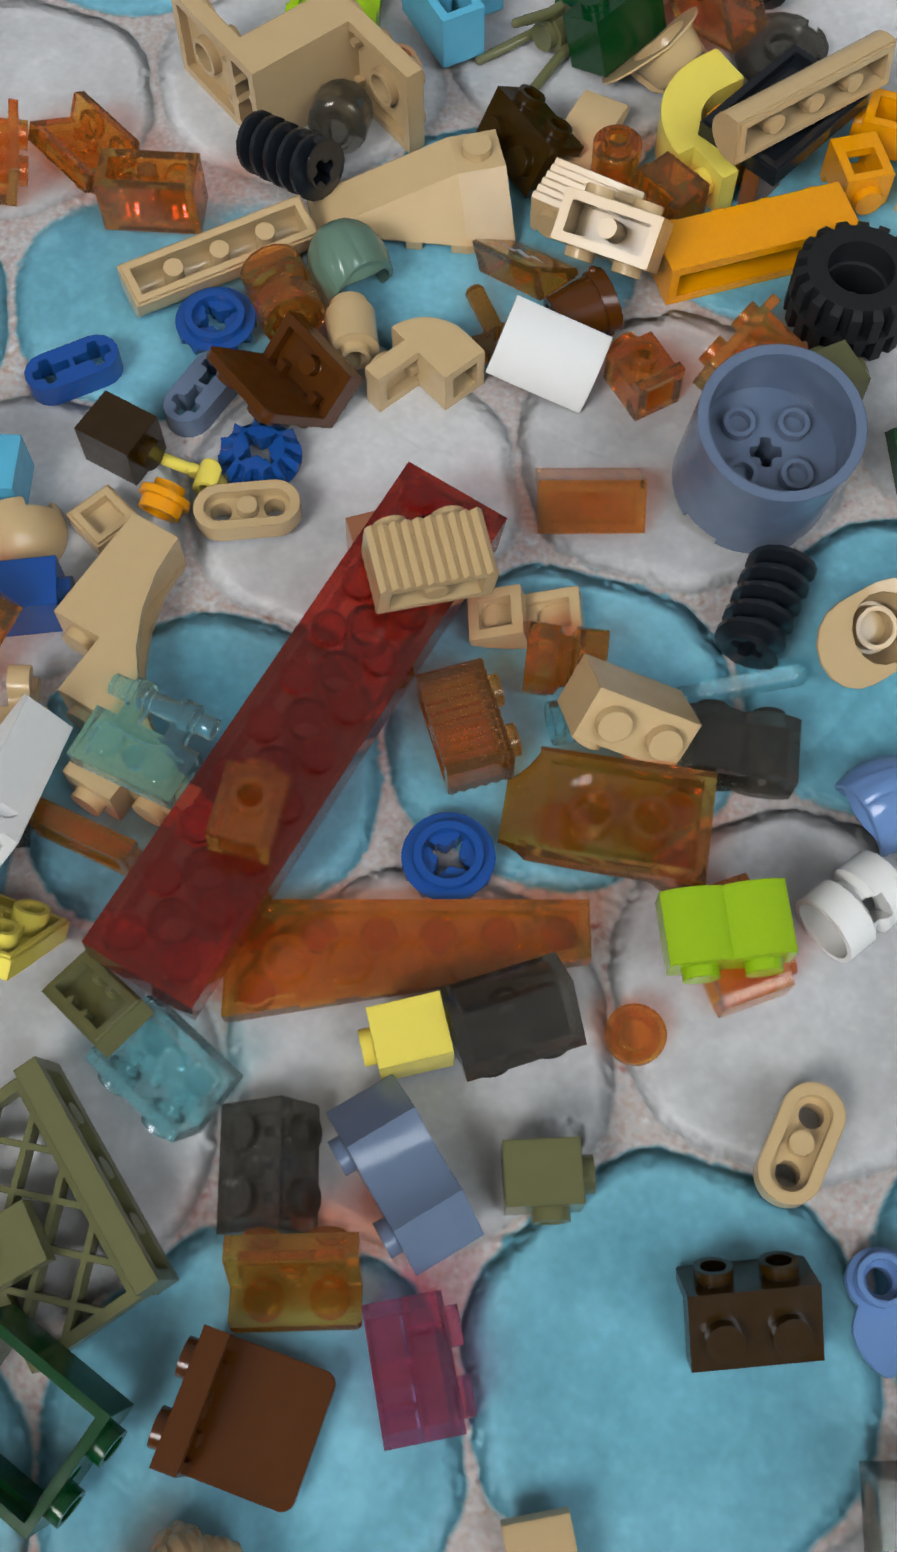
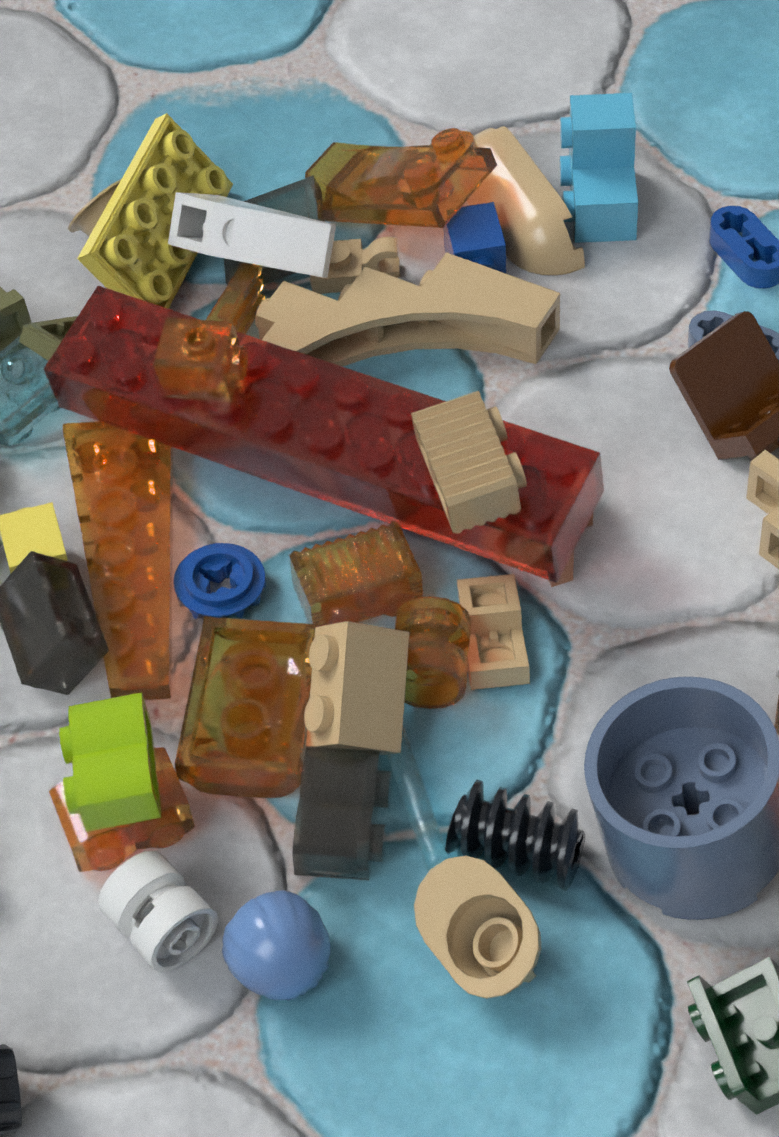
camera: 90 degrees right, 15 degrees down
(100, 517) = (579, 293): tan tile -> none
(121, 438) = (661, 285): dark brown brick -> none
(139, 757) = (302, 311): clear light blue plate -> none
(163, 500) = (594, 326): light orange plate -> none
(204, 474) = (631, 361): light yellow hand -> none
(248, 510) = (598, 402): tan plate -> none
(283, 450) = (655, 415): blue gear -> none
(590, 500) = (642, 651): clear orange panel -> none
(635, 1034) = (36, 738): clear orange plate -> none

